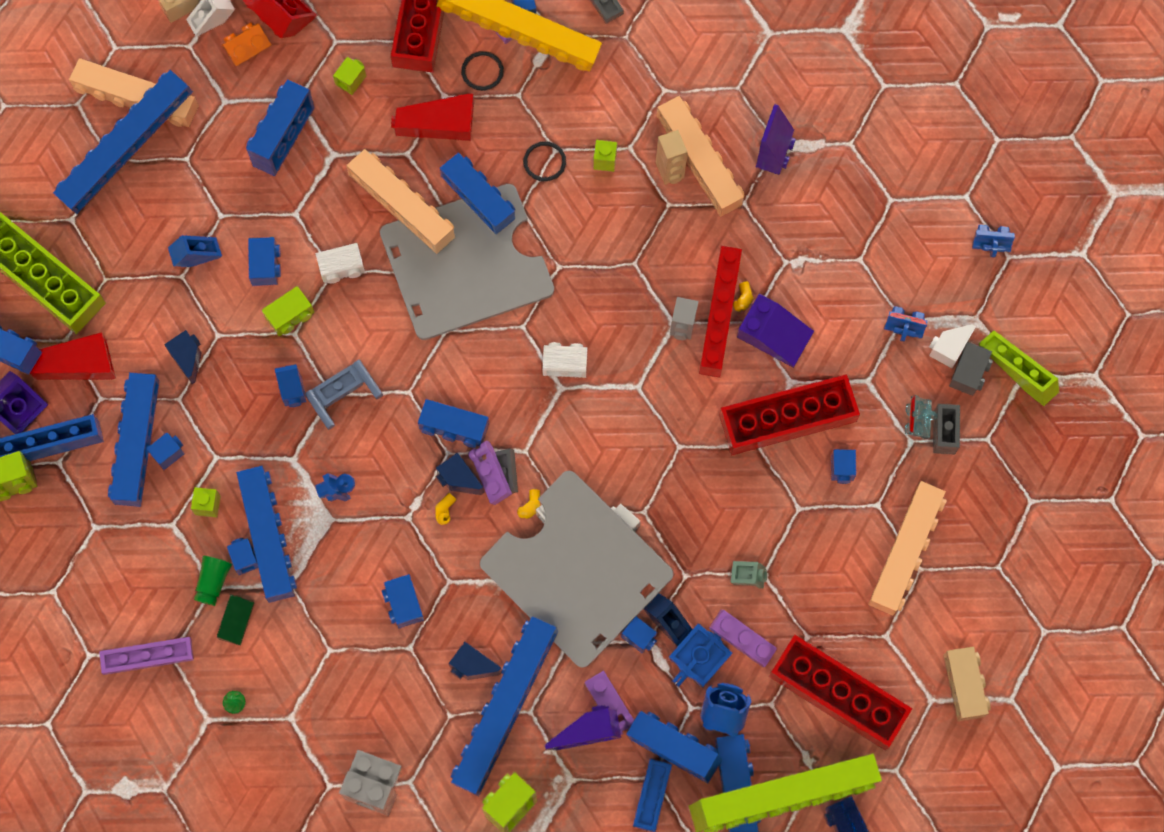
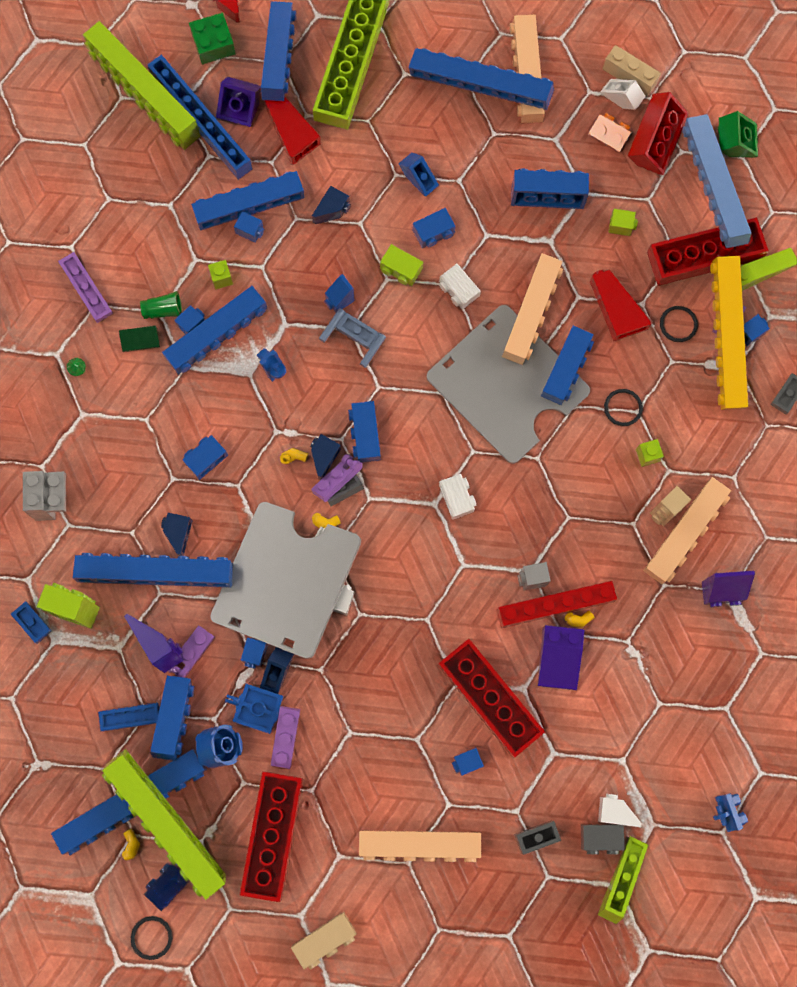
camera: 65 degrees right, 5 degrees up
(748, 574) = (341, 720): sand green bracket -> none
(906, 325) = (615, 765): blue hips -> none
(920, 417) = (538, 810): clear light blue hips -> none

